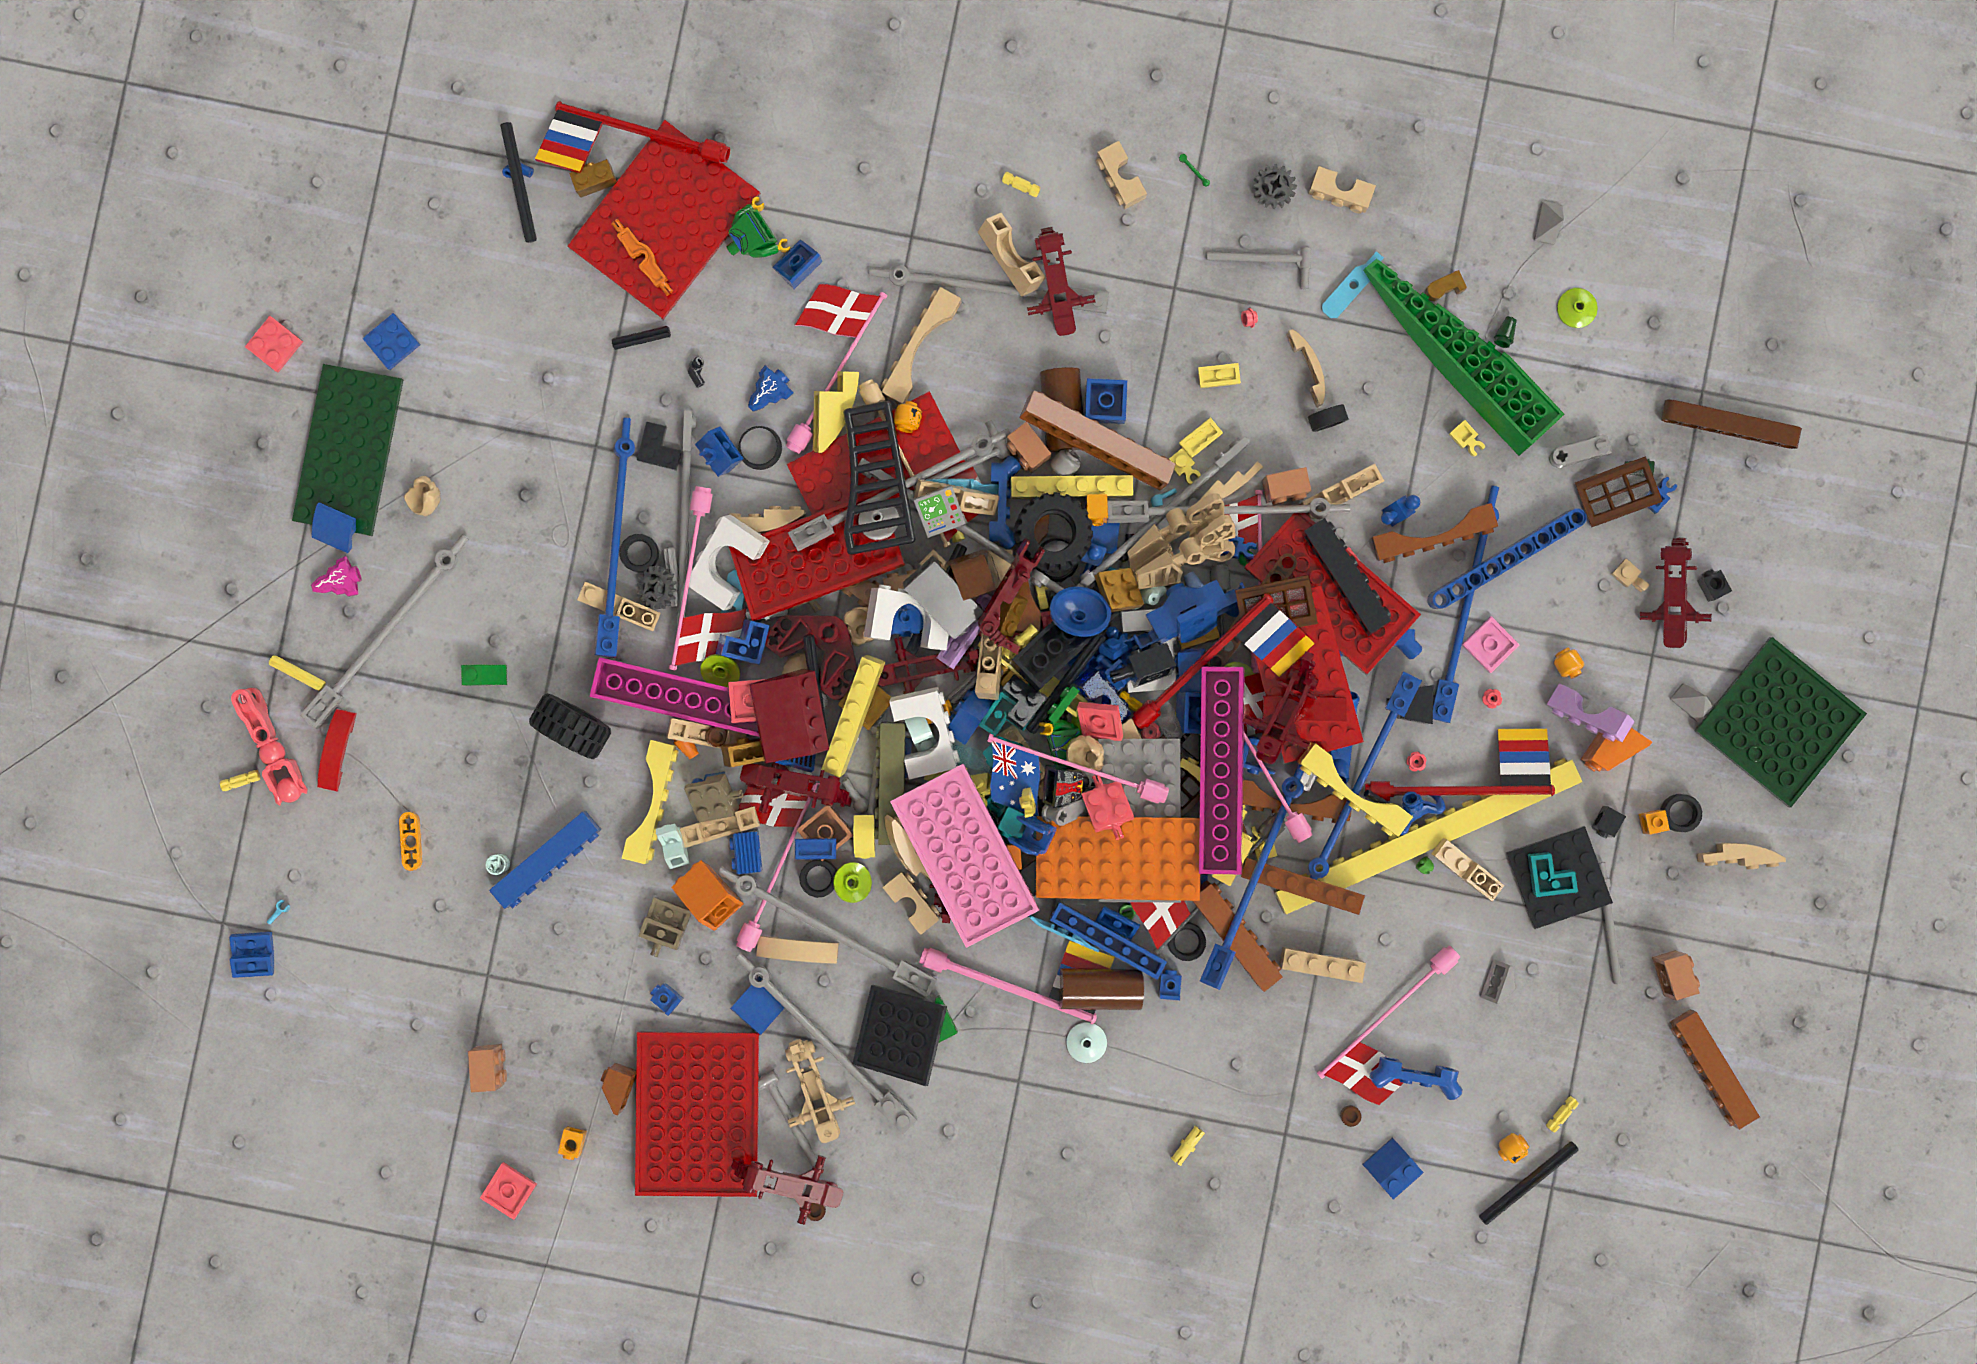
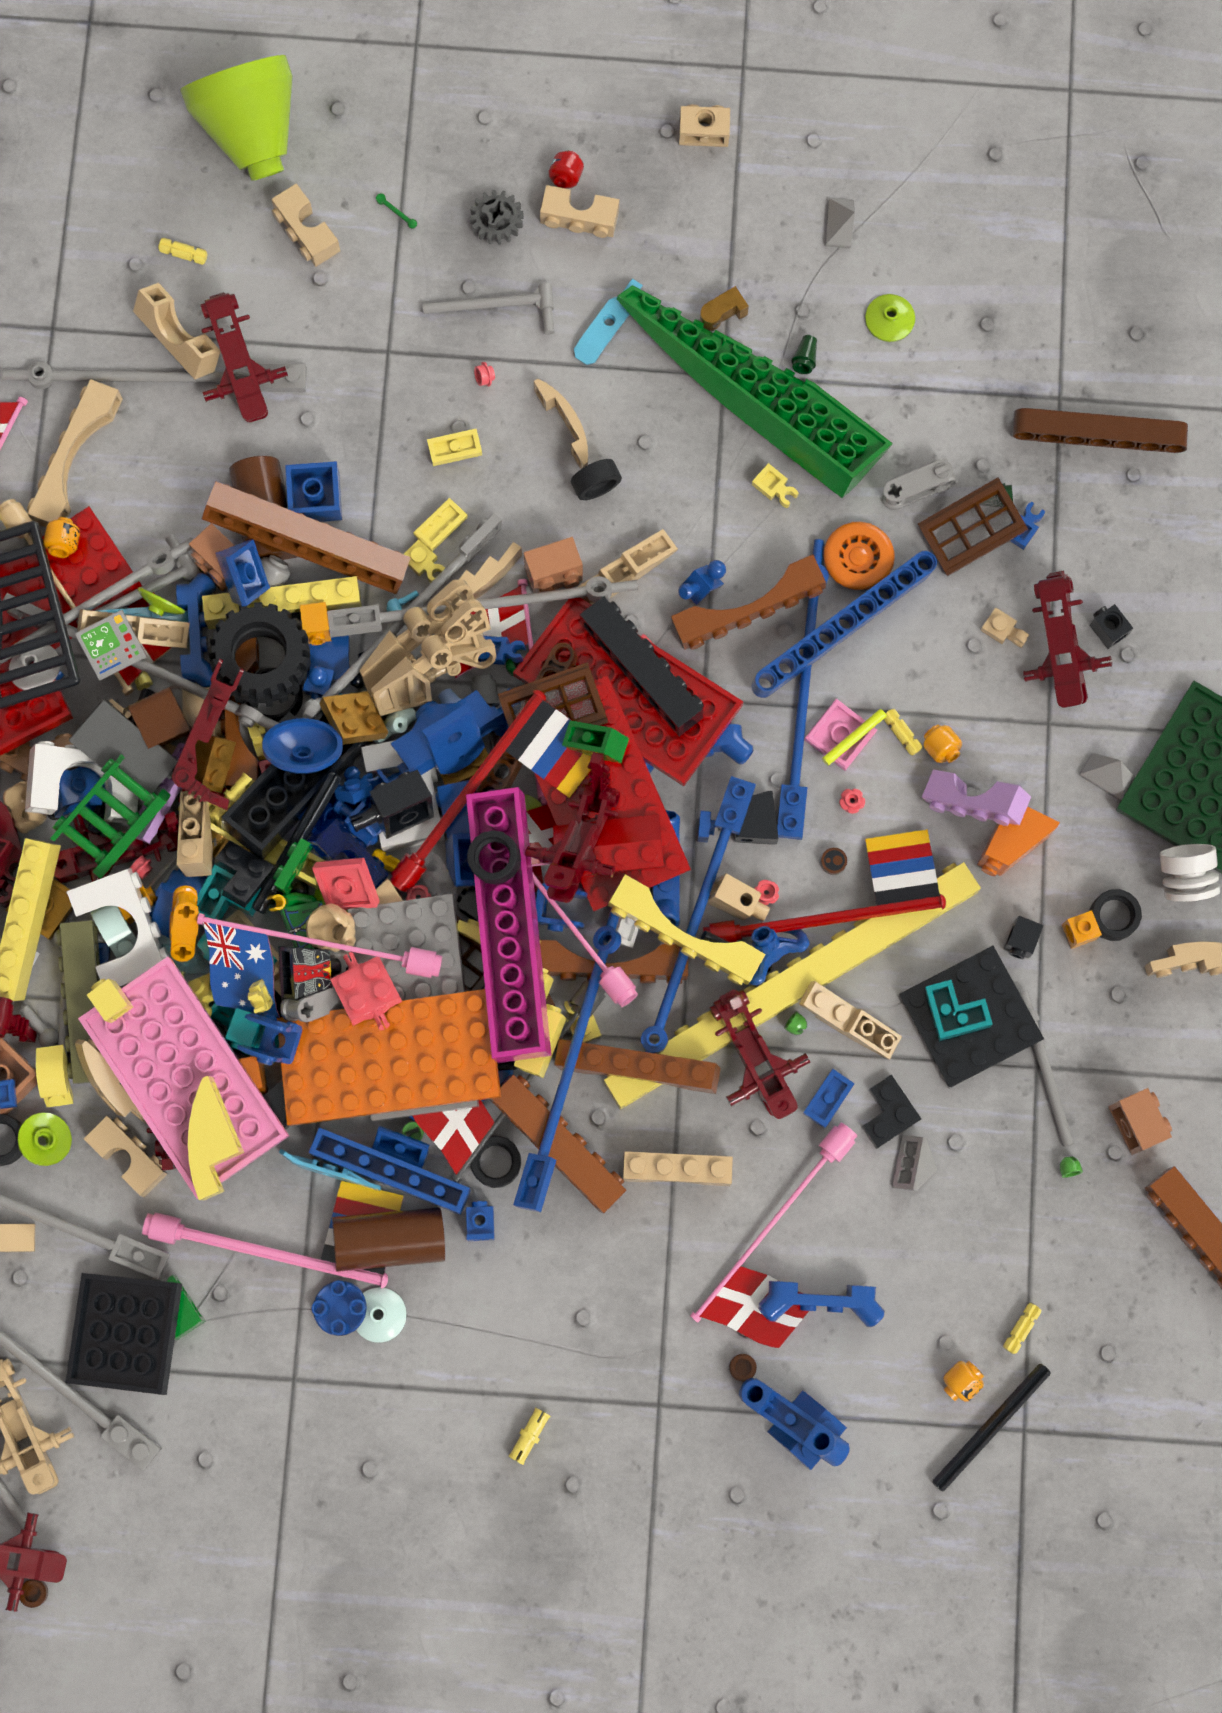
camera: 15 degrees left, 10 degrees down
(916, 792) = (109, 1000): none -> light yellow brick
(932, 666) = (119, 839): none -> green fence
(942, 683) = (142, 867): none -> coral plate
(975, 736) = (183, 923): none -> light orange piece
(978, 480) = (159, 605): none -> lime dish
(982, 907) = (210, 1139): none -> light yellow slope
(1047, 466) = (243, 572): none -> blue slope
(1058, 1034) = (339, 1308): none -> blue dish
(1086, 78) = (246, 112): none -> lime cone
(1219, 736) = (478, 844): none -> black tyre
(1307, 640) = (594, 738): none -> green slope
(1335, 152) = (566, 169): none -> red head
(1377, 705) = (706, 826): none -> blue plate
(1385, 1163) = (794, 1421): none -> blue plate
(1391, 884) = (754, 1051): none -> dark red piece
(1395, 766) = (727, 894): none -> tan torso
(1441, 133) = (694, 134): none -> tan brick
(1442, 925) = (828, 1098): none -> blue plate
(1471, 743) = (833, 861): none -> tile
(1491, 943) = (896, 1116): none -> black plate
(1501, 649) = (852, 738): none -> neon yellow bar
(1525, 503) = (858, 556): none -> orange wheel
(1538, 648) = (902, 732): none -> light yellow axle
(1616, 999) = (1070, 1167): none -> bright green hinge
(1745, 790) = (1190, 872): none -> white wheel

